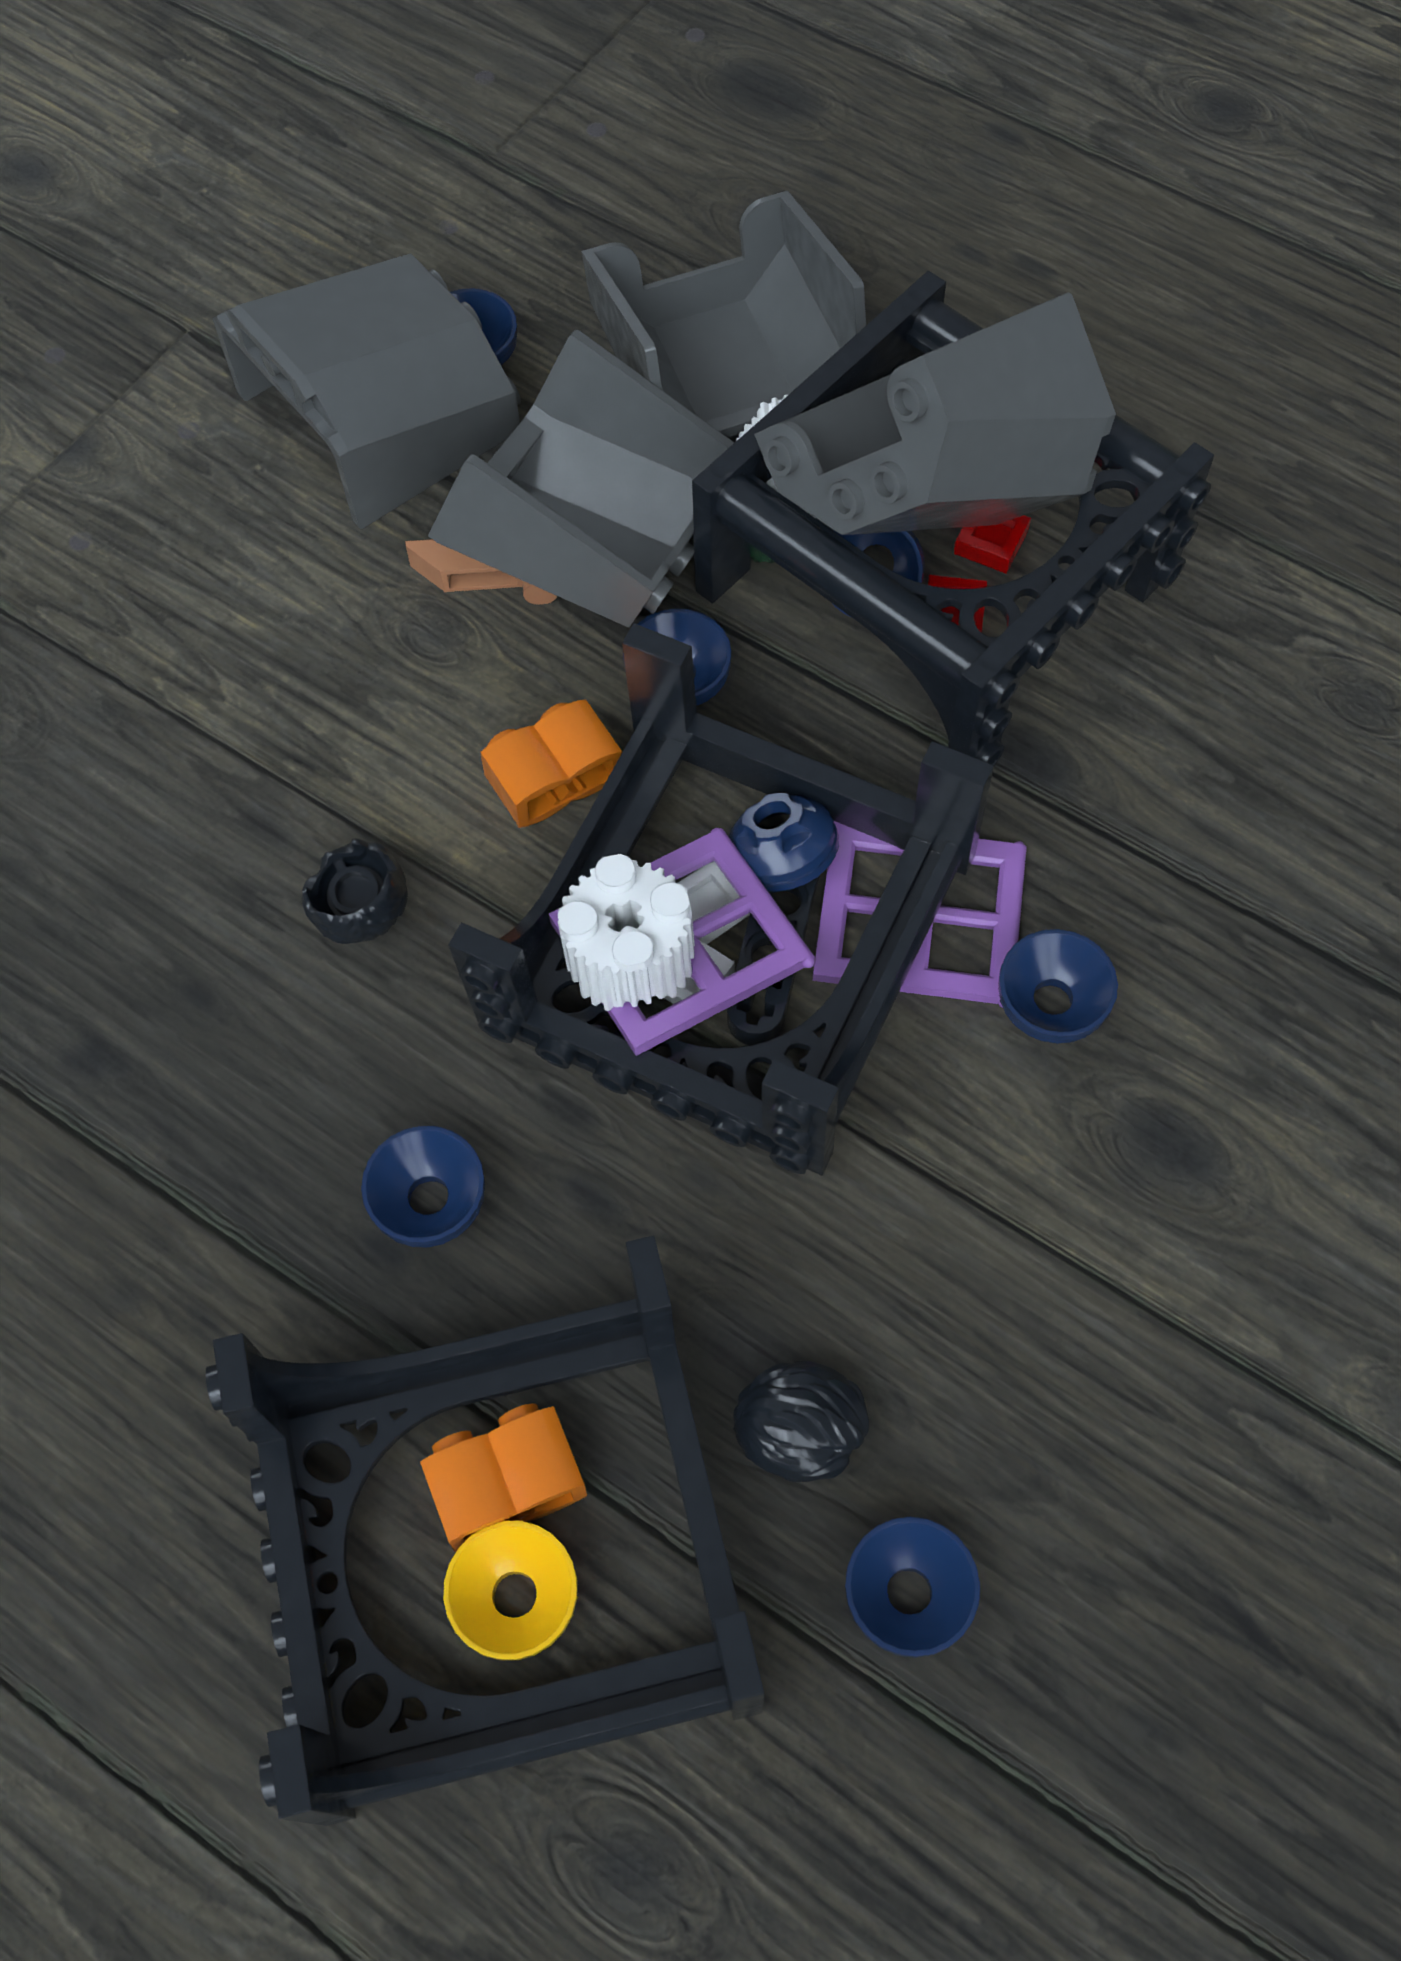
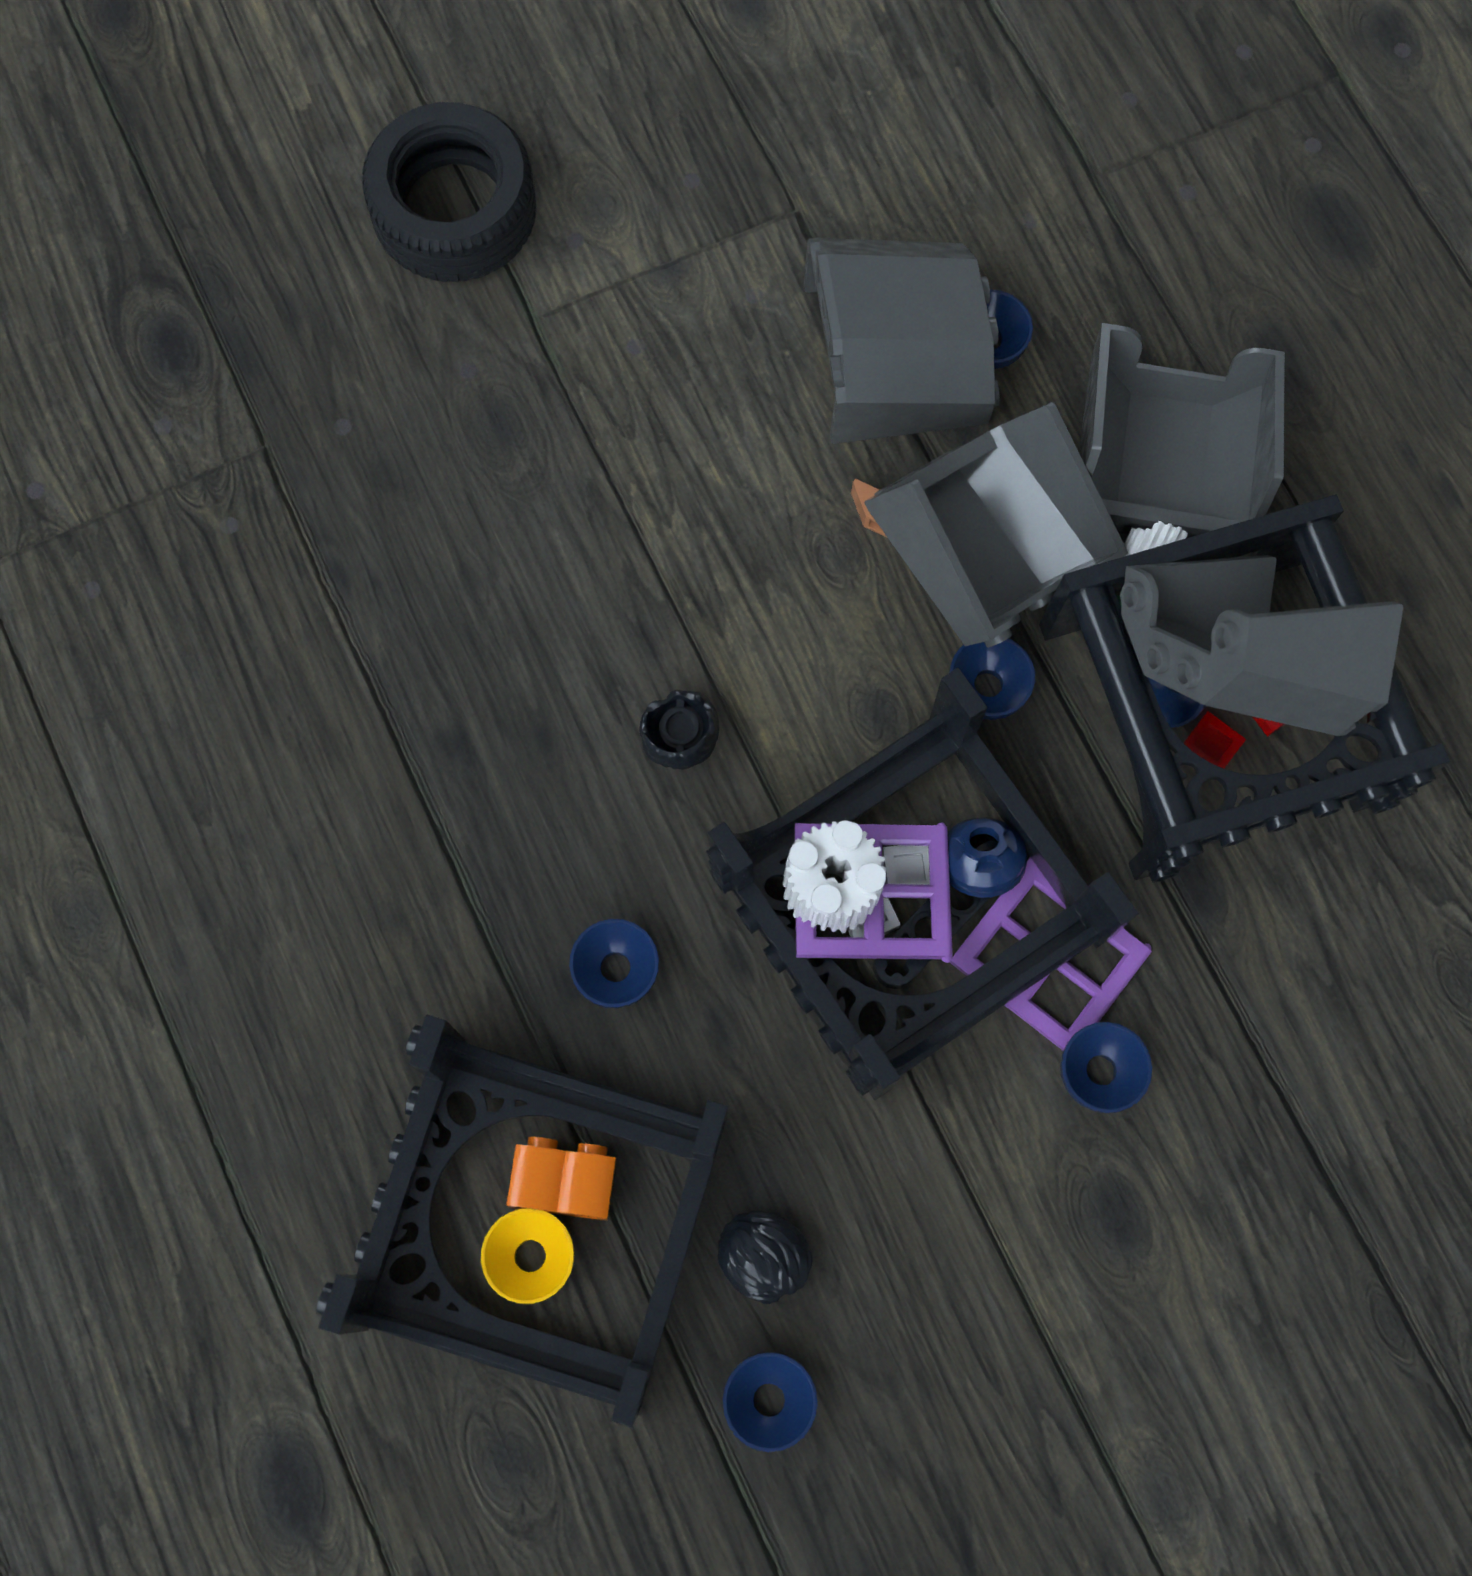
camera: 25 degrees right, 10 degrees up
(551, 762) = (862, 705): orange brick -> none

